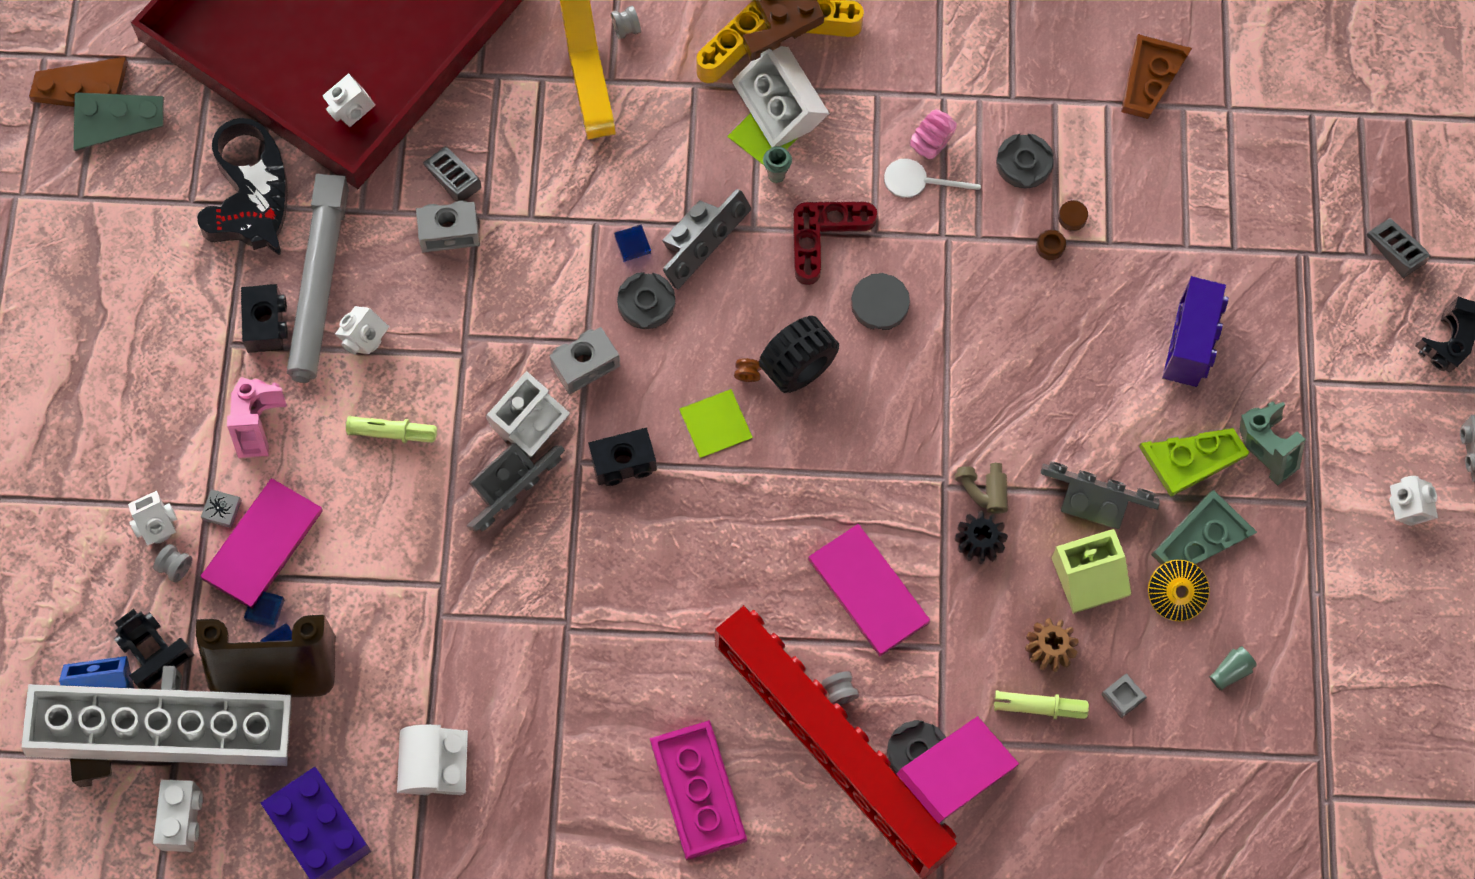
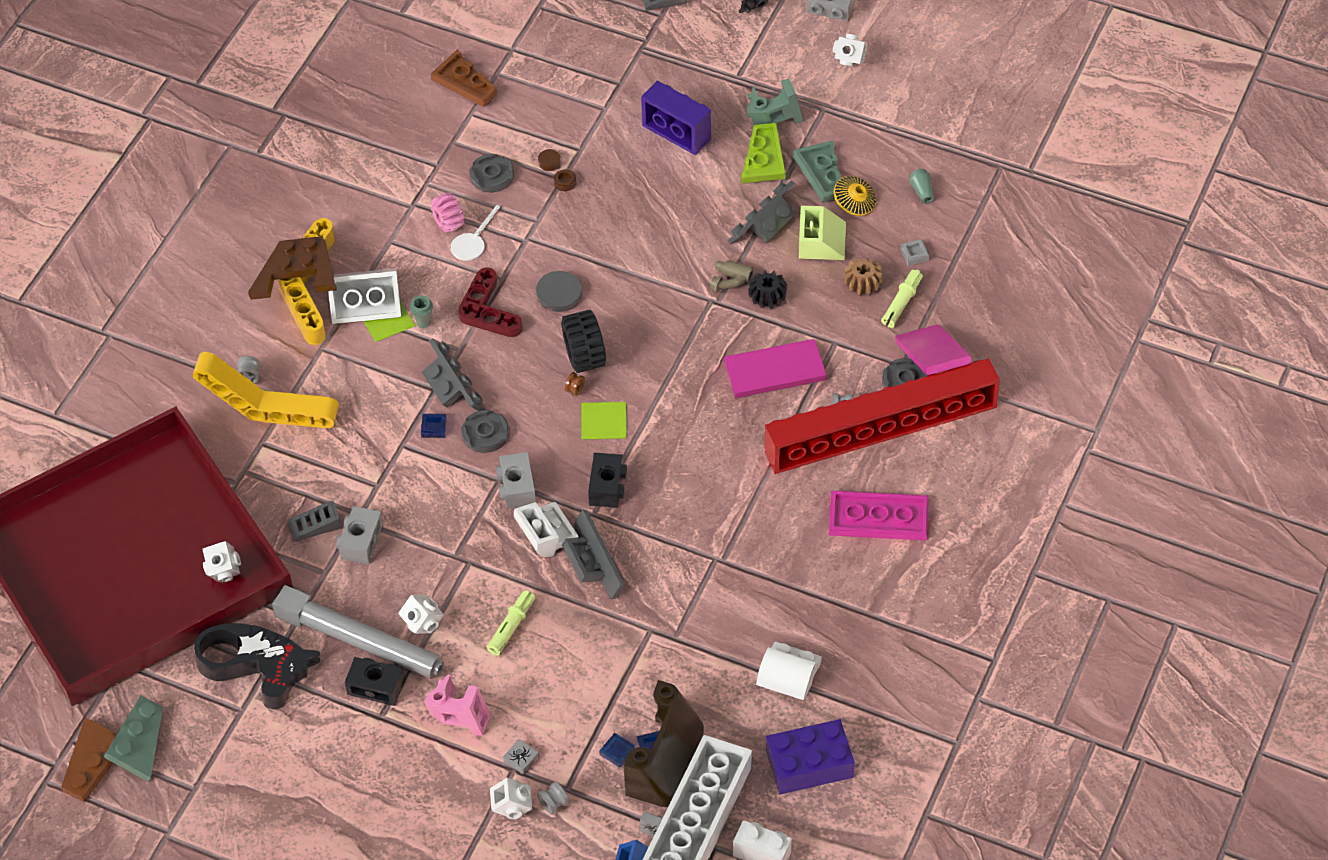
camera: 65 degrees left, 15 degrees down
(134, 630) = (627, 826): black tile -> none
(261, 543) = (563, 735): dark pink tile -> none

